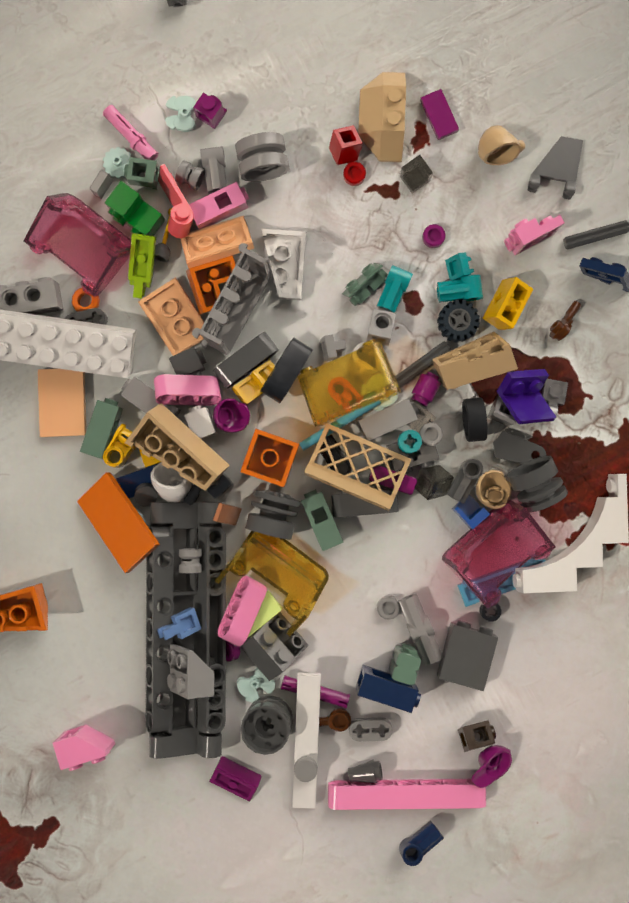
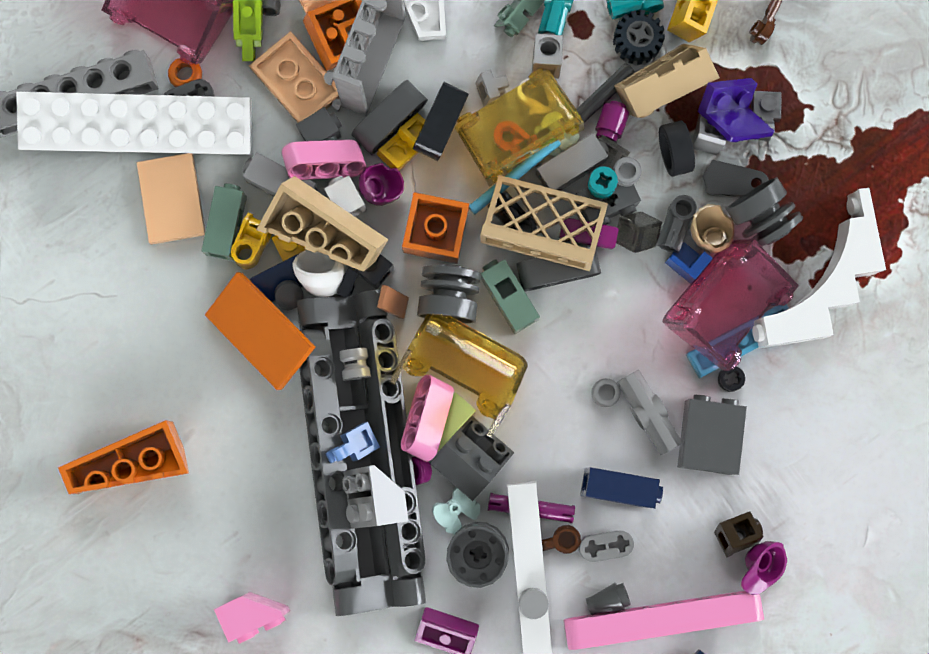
camera: 20 degrees left, 5 degrees down
(405, 664) = (637, 453): sand green brick -> none

